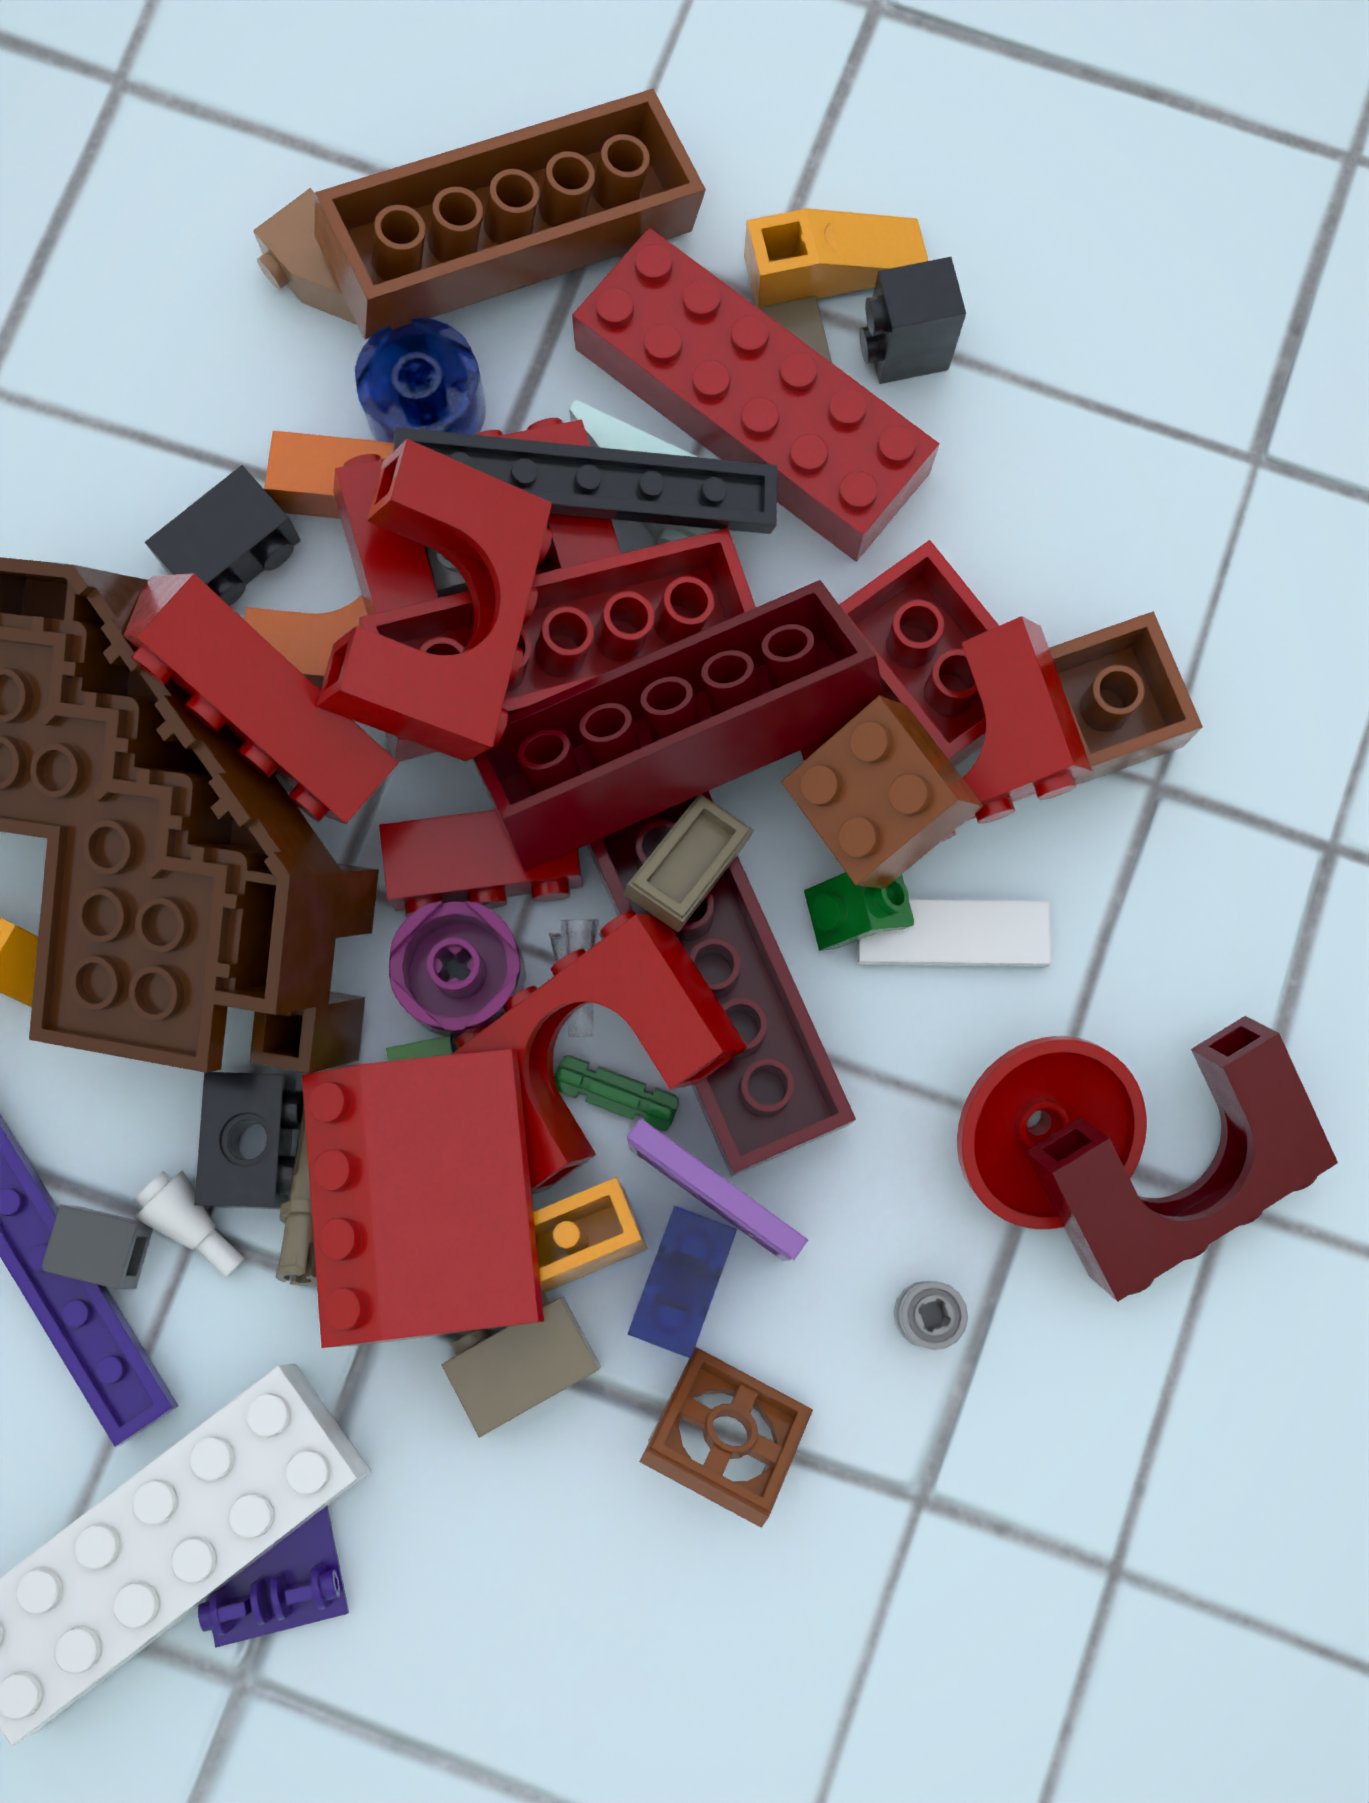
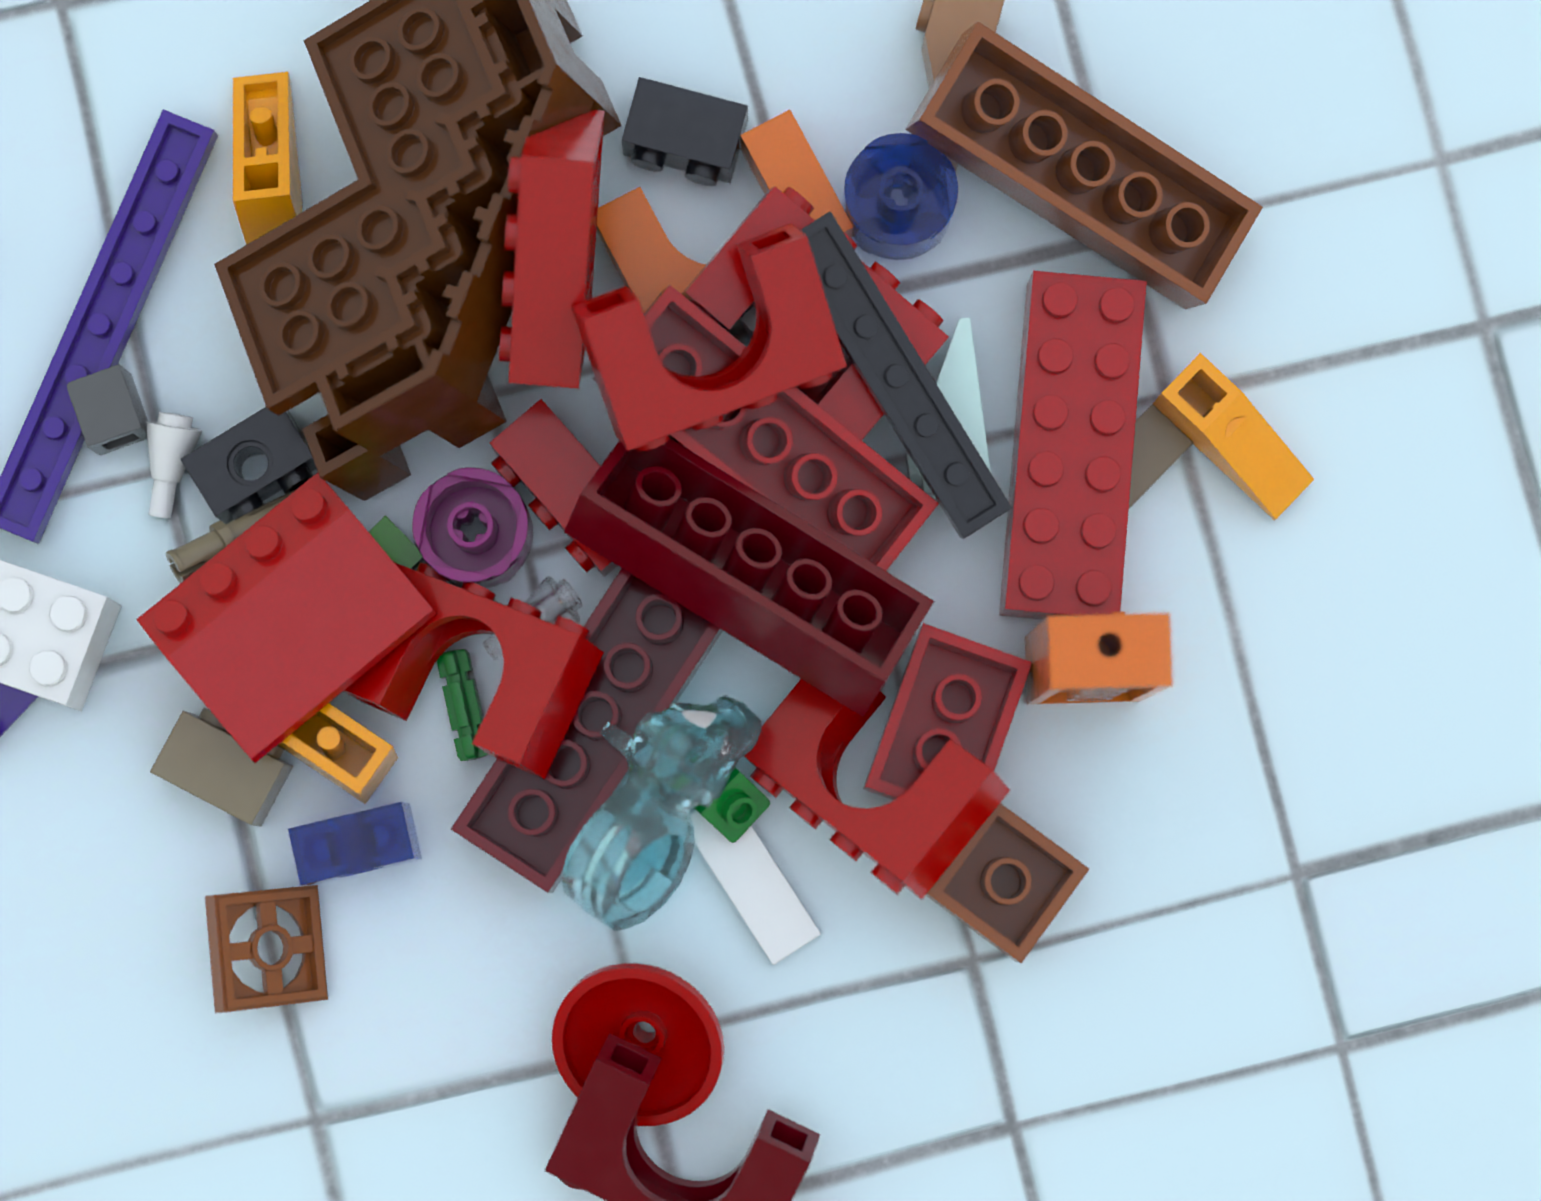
camera: 55 degrees right, 5 degrees up
(688, 862) = (652, 646): dark tan tile -> none
(715, 1192) = (431, 824): medium lavender tile -> none
(853, 986) = (643, 835): none -> clear light blue animal
(881, 793) = (797, 754): dark orange brick -> none
(913, 320) = (1210, 532): black brick -> none
(919, 1311) = (458, 1037): light grey wheel -> none
(975, 459) = (1099, 658): none -> orange brick

